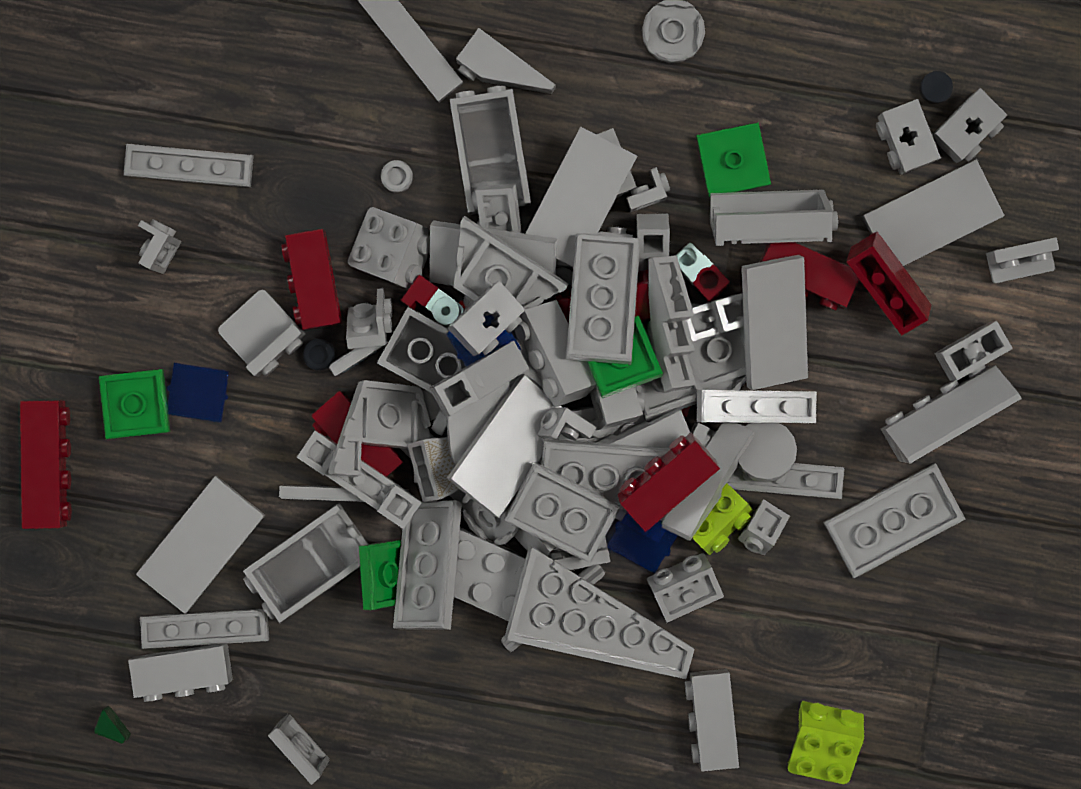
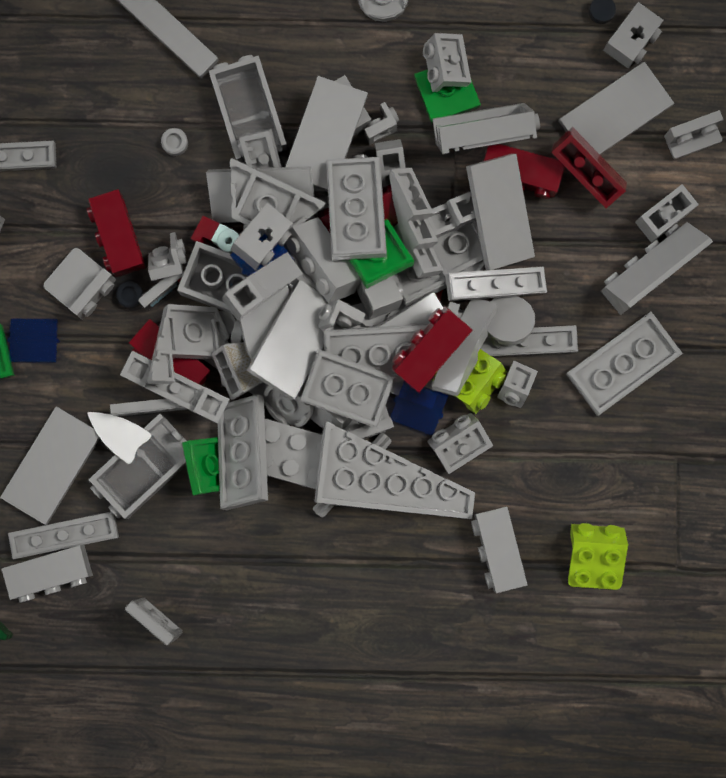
camera: 10 degrees left, 5 degrees down
(285, 522) = (119, 434): none -> white sticker
(391, 247) = (177, 198): light grey bracket -> none
(495, 64) = (241, 39): light grey slope -> none
(702, 273) = (435, 183): leg -> none
(738, 128) = (446, 61): none -> light grey bracket
(910, 120) = (585, 38): light grey brick -> none

